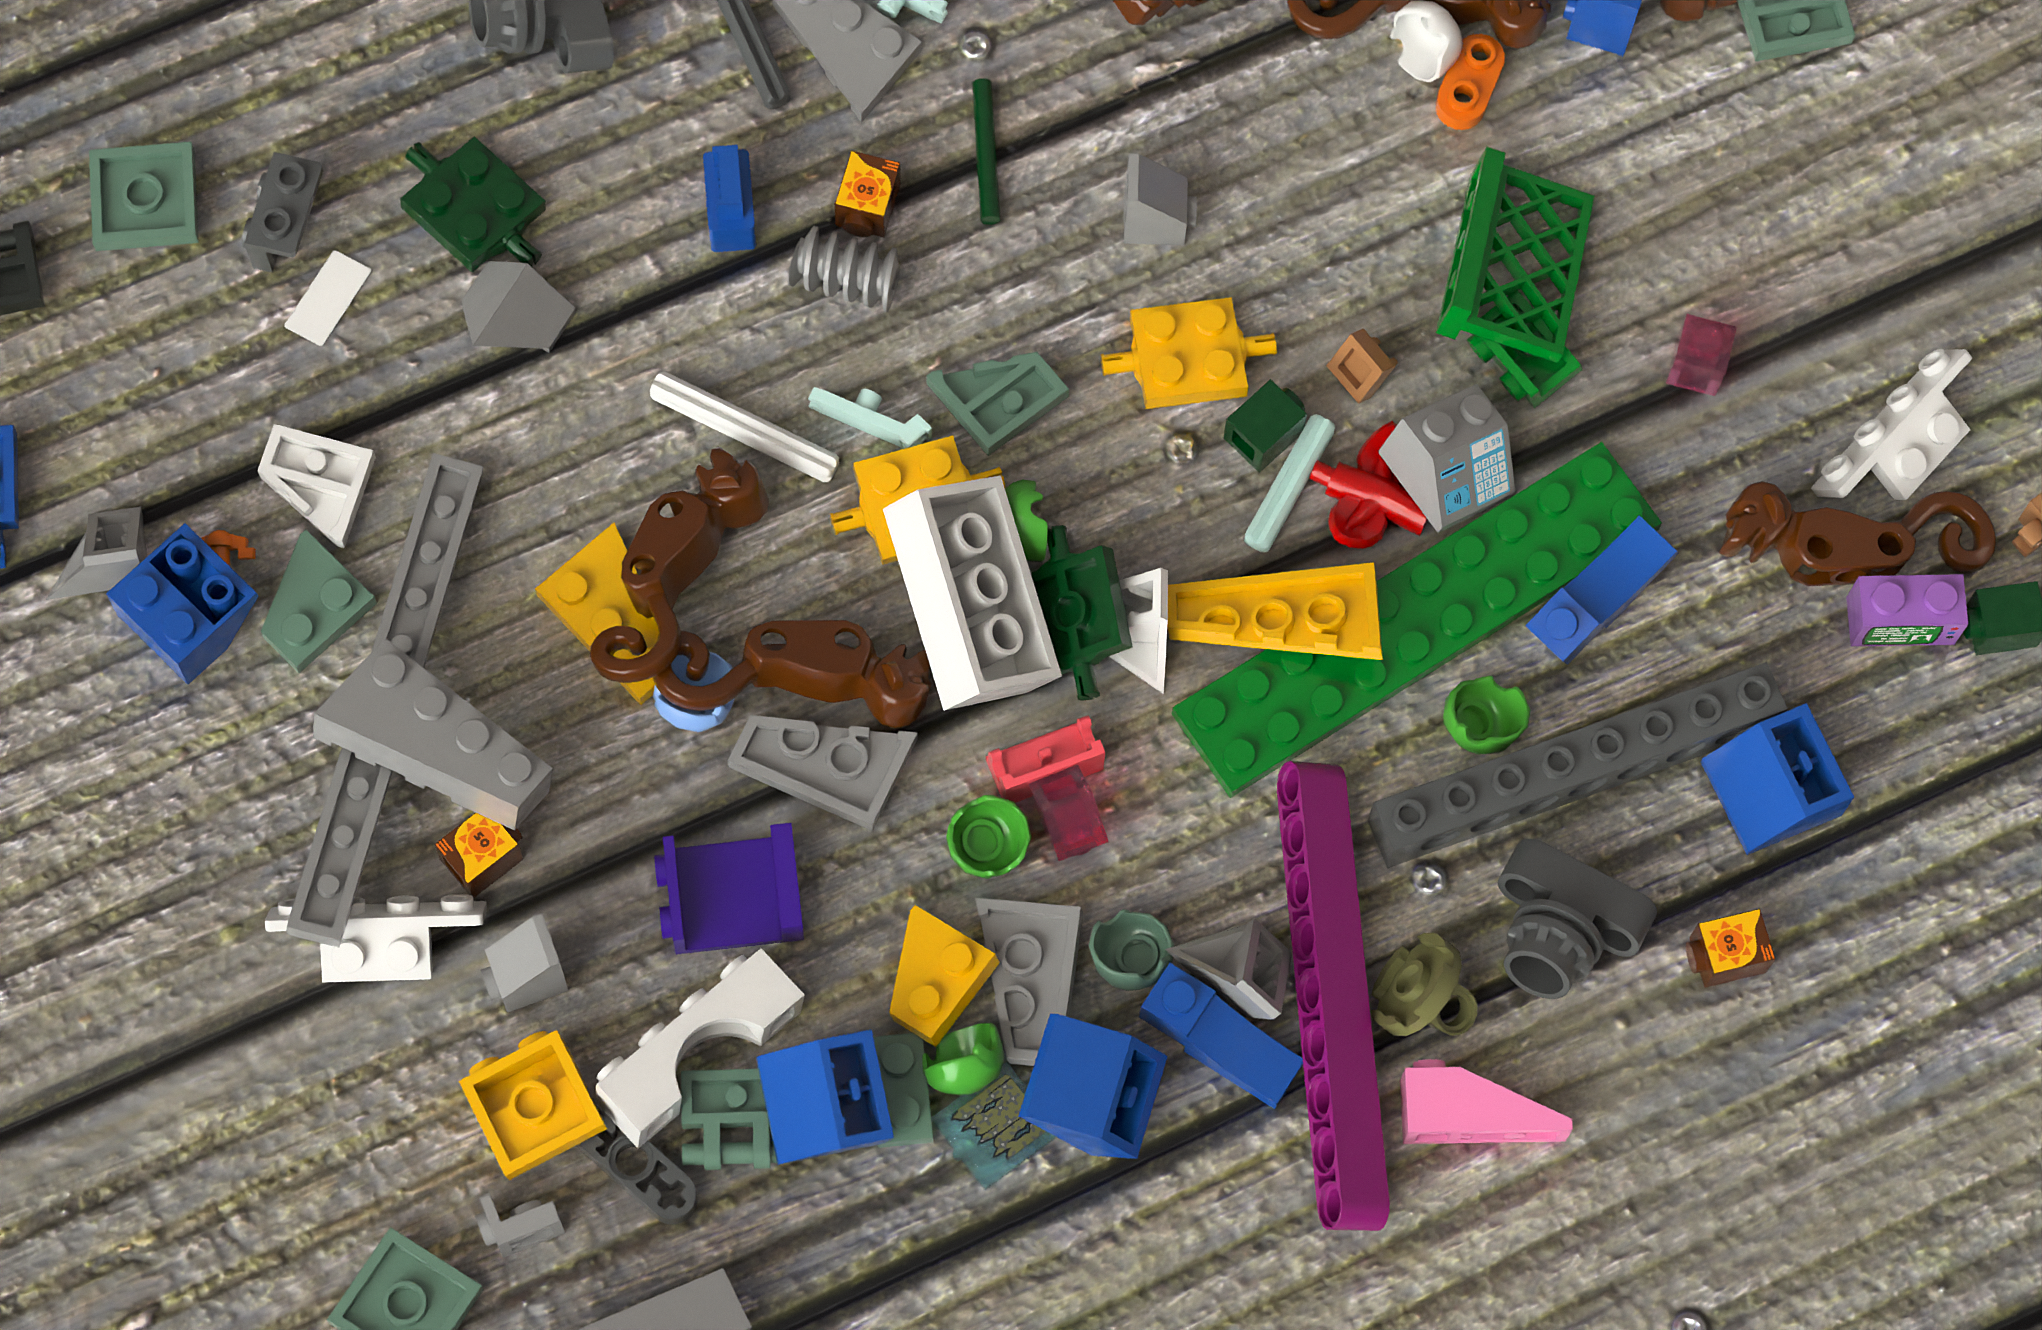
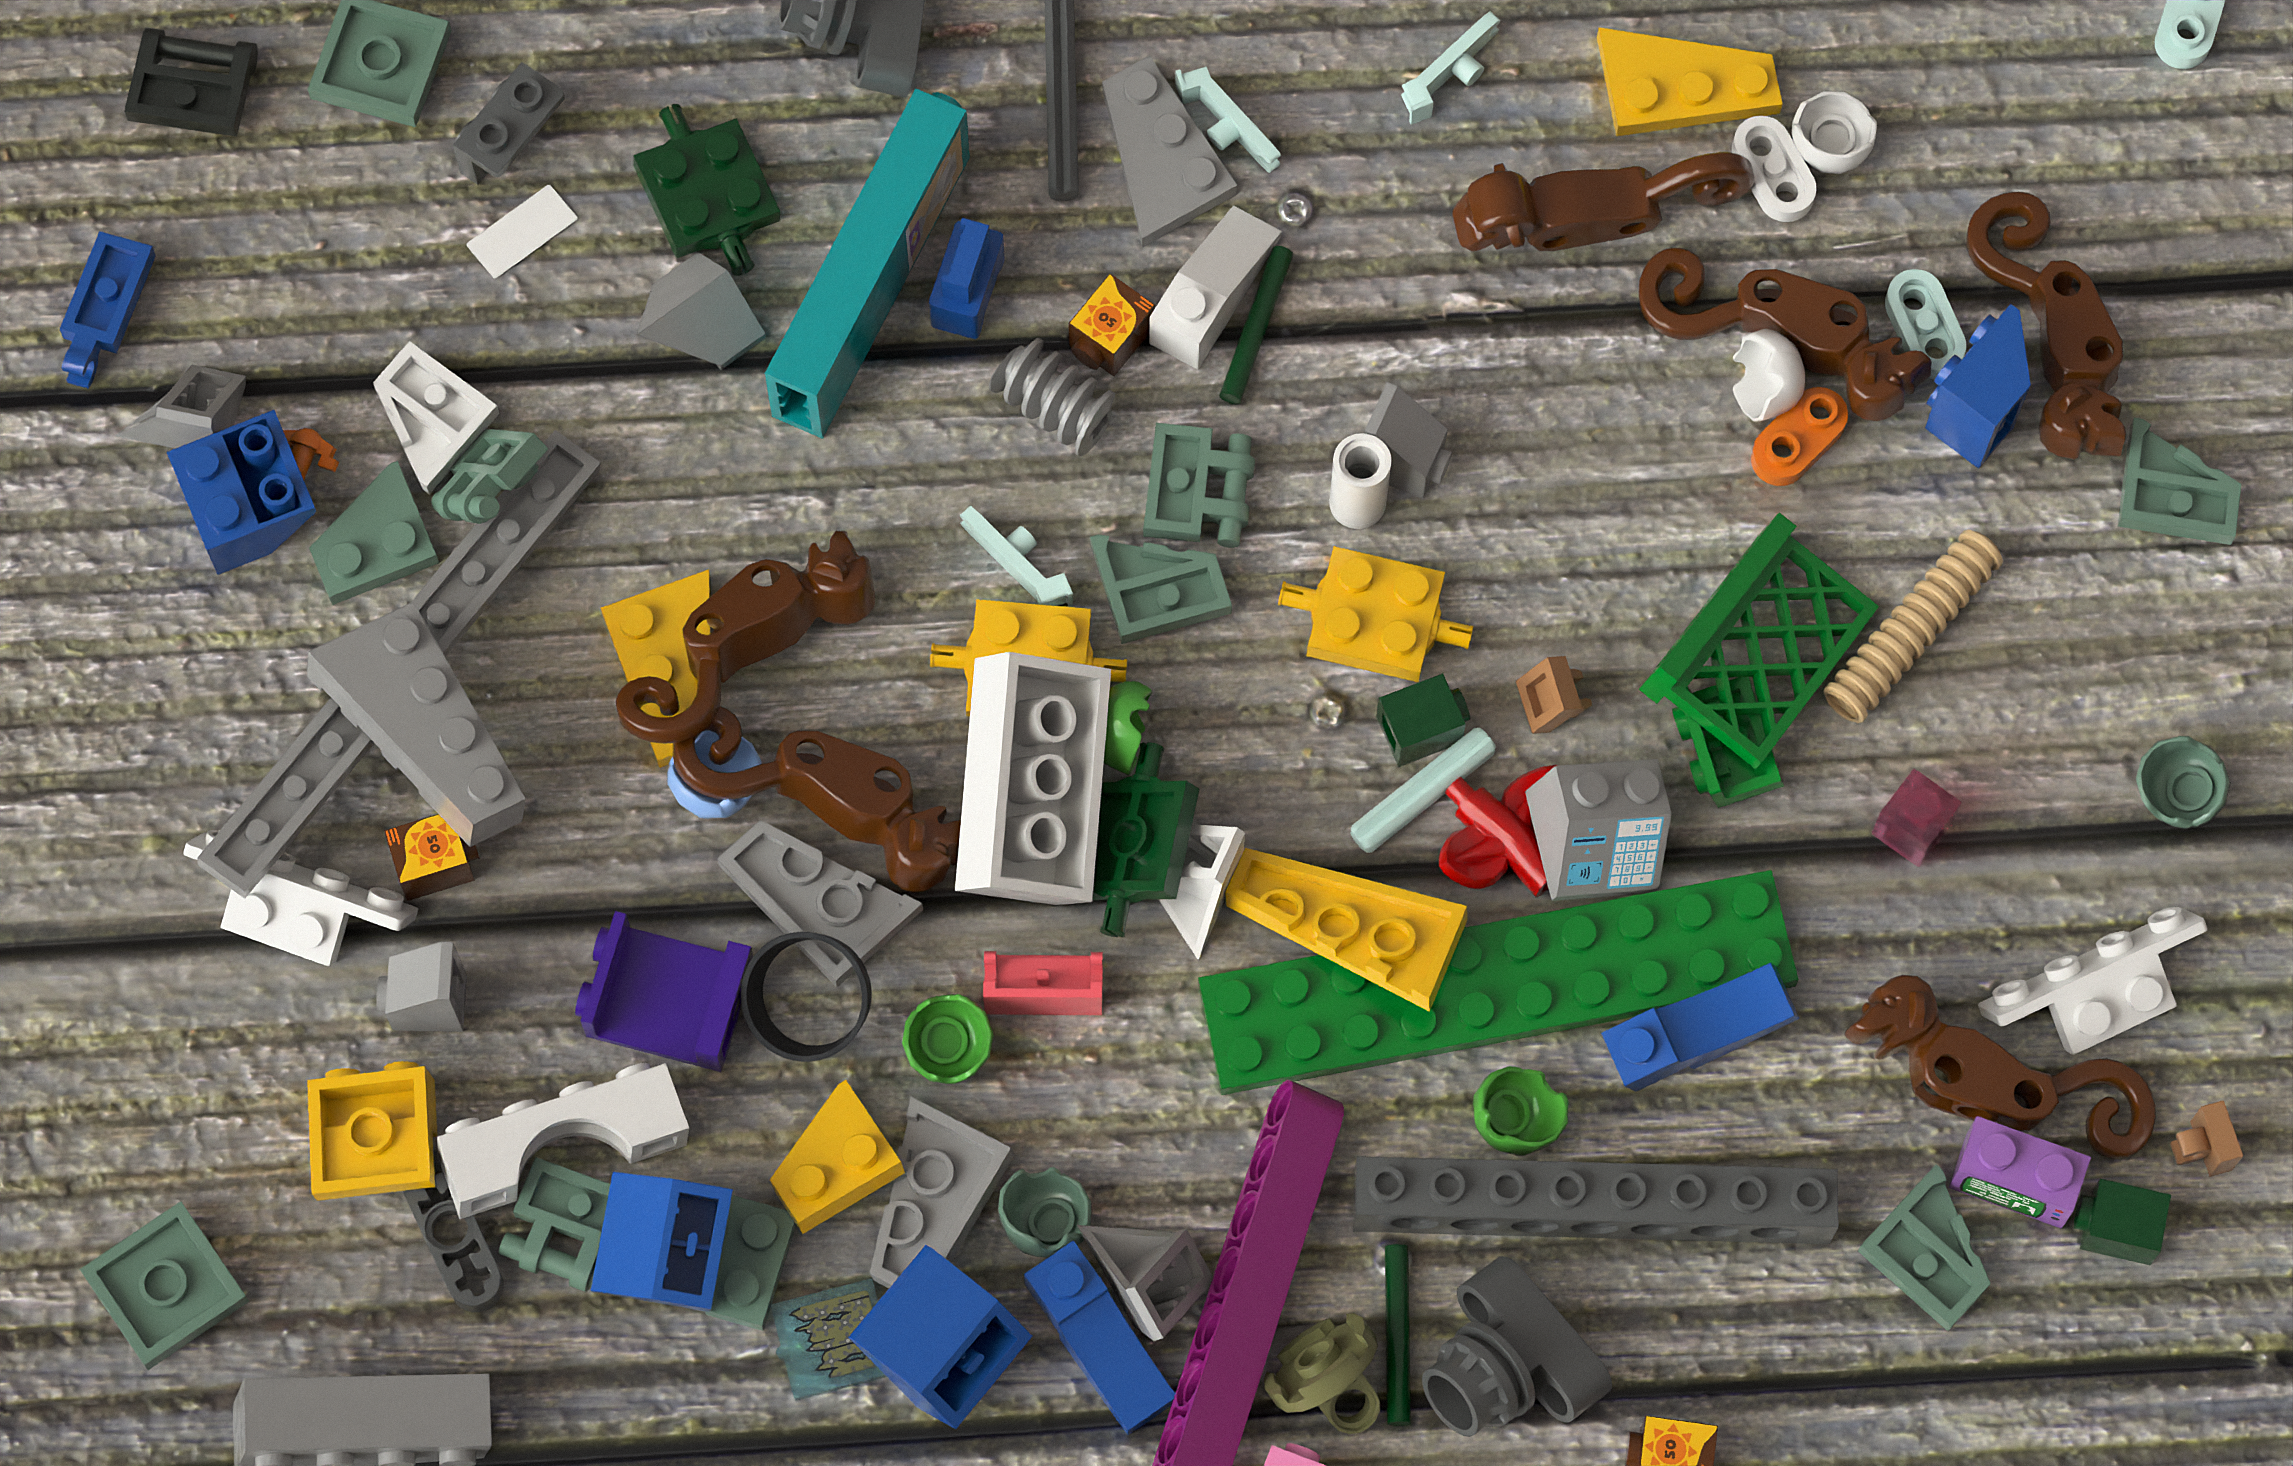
camera: 25 degrees right, 0 degrees up
(388, 510) = (490, 464): none -> sand green plate
(525, 1228) = (317, 1255): light grey bracket -> none
(644, 214) = (868, 263): none -> teal brick
(744, 426) = (884, 520): white axle -> none
(834, 892) = (757, 1015): none -> black tyre
(936, 133) = (1211, 287): none -> white slope
(965, 1060) = (827, 1260): bright green hair -> none
(980, 305) = (1179, 484): none -> sand green plate
(1068, 813) = (1039, 1045): clear pink brick -> none
(1134, 246) = (1360, 481): none -> white pin
(1462, 938) = (1397, 1335): none -> dark green bar
(1629, 201) = (1913, 626): none -> tan piece
(1778, 779) = (1799, 1298): blue slope -> none
(1862, 703) = (1929, 1252): none -> sand green wing
(1900, 246) = (2183, 782): none -> sand green hair

